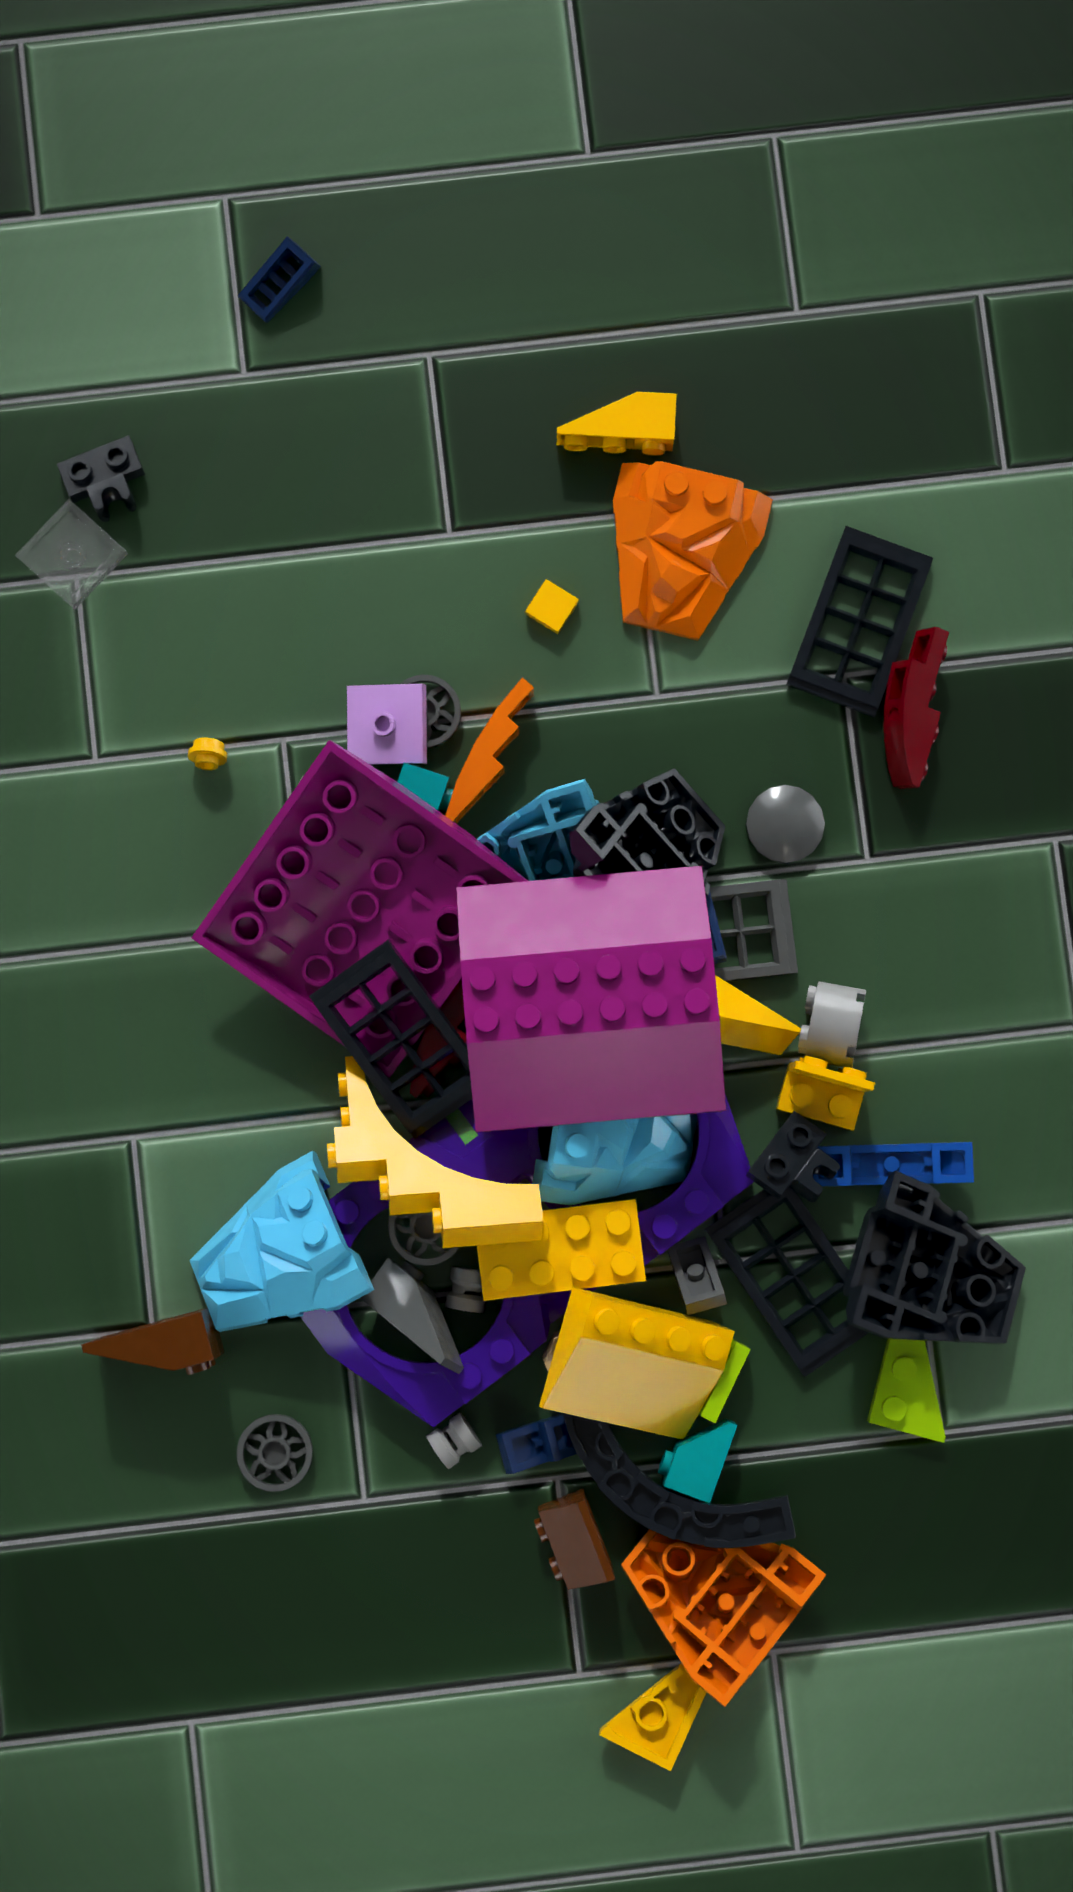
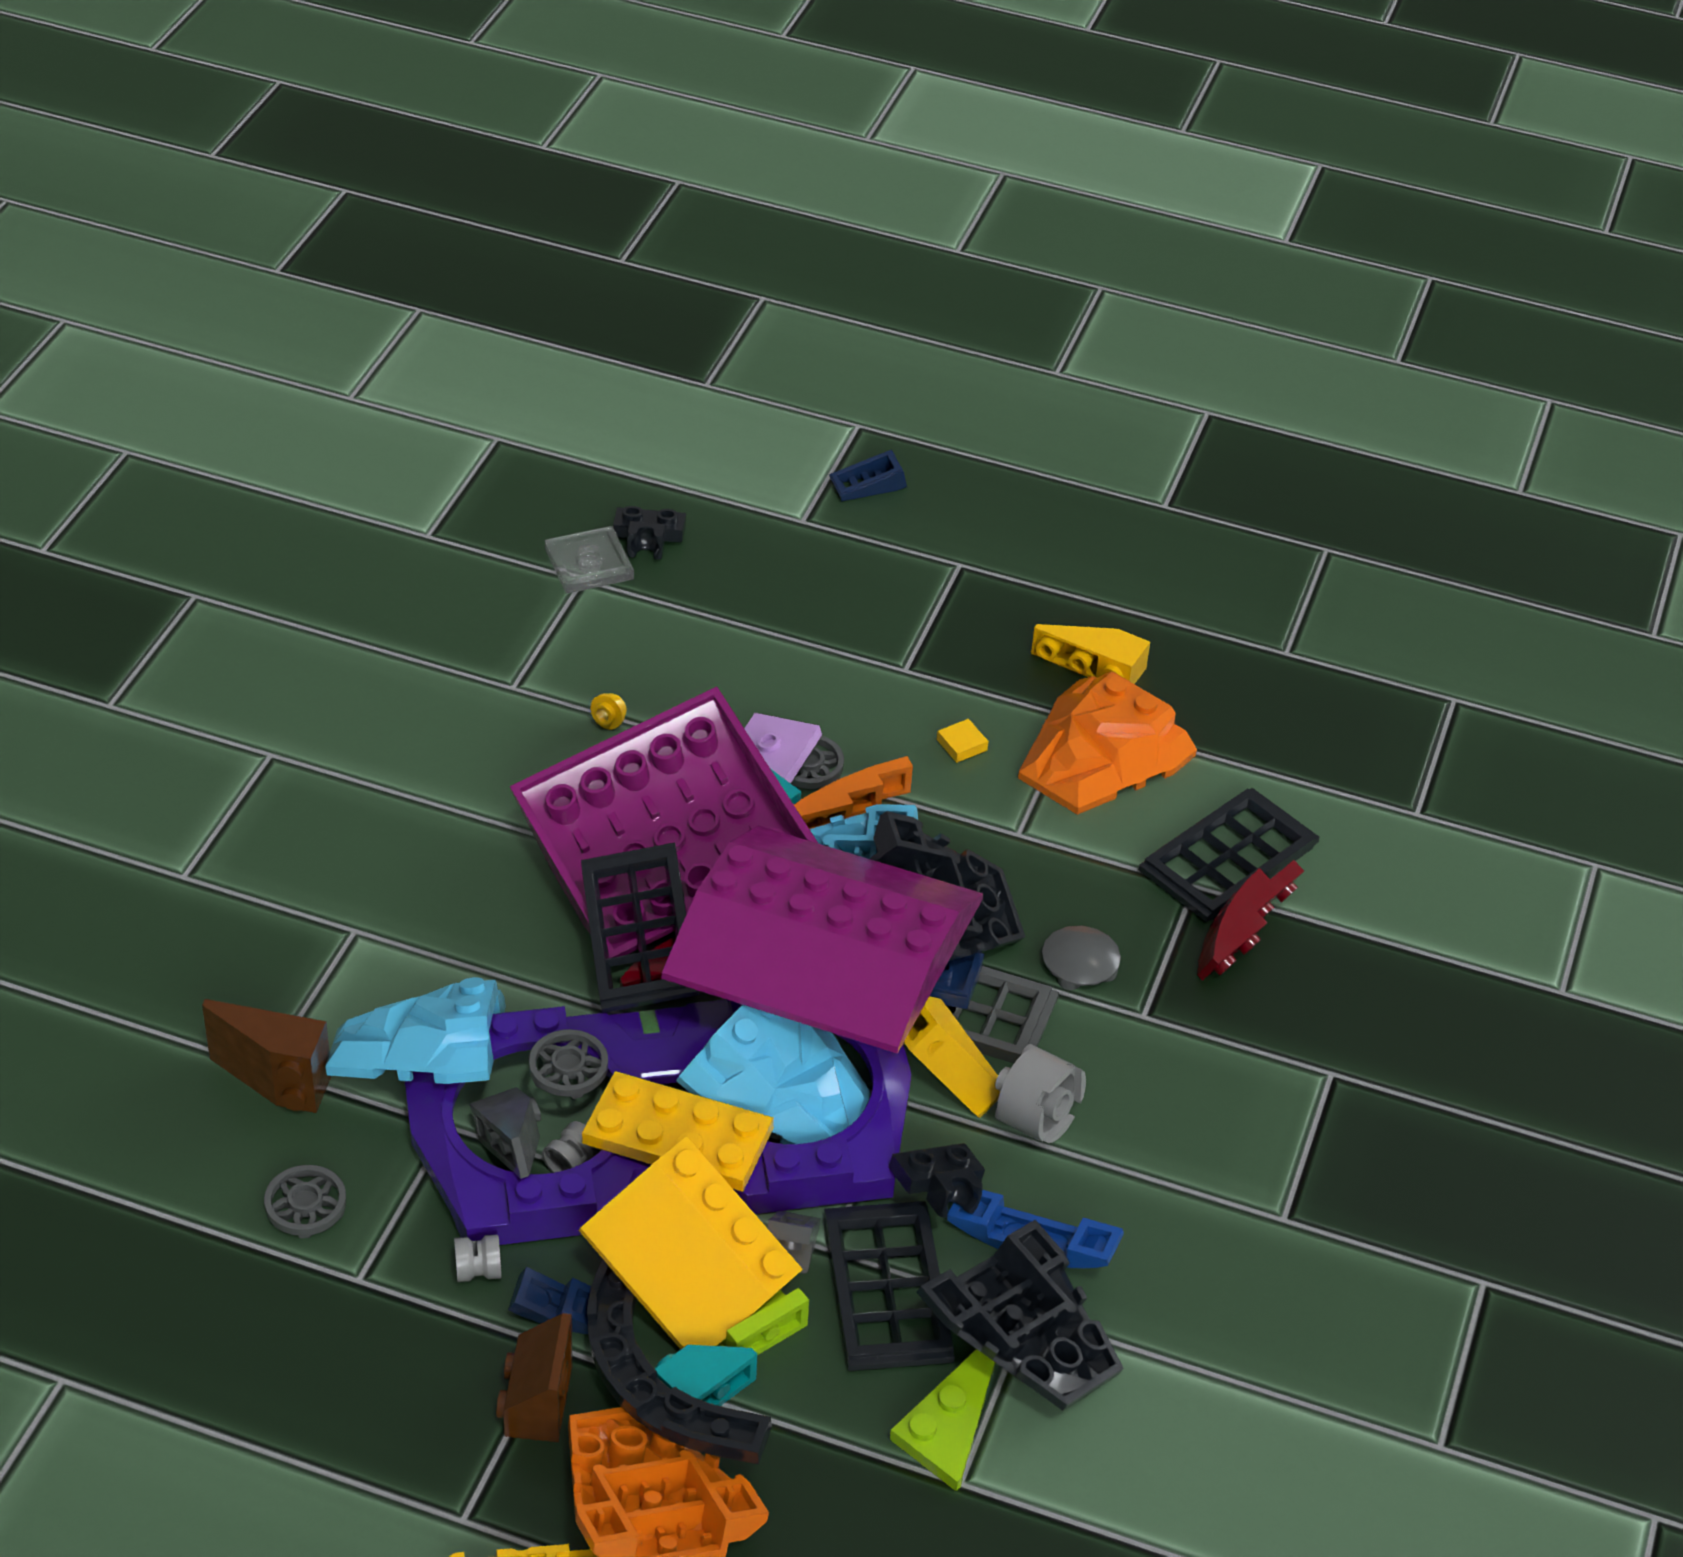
camera: 25 degrees right, 40 degrees down
(462, 1207) = (604, 1031): yellow arch -> none
(823, 1093) = (1009, 1141): yellow bracket -> none

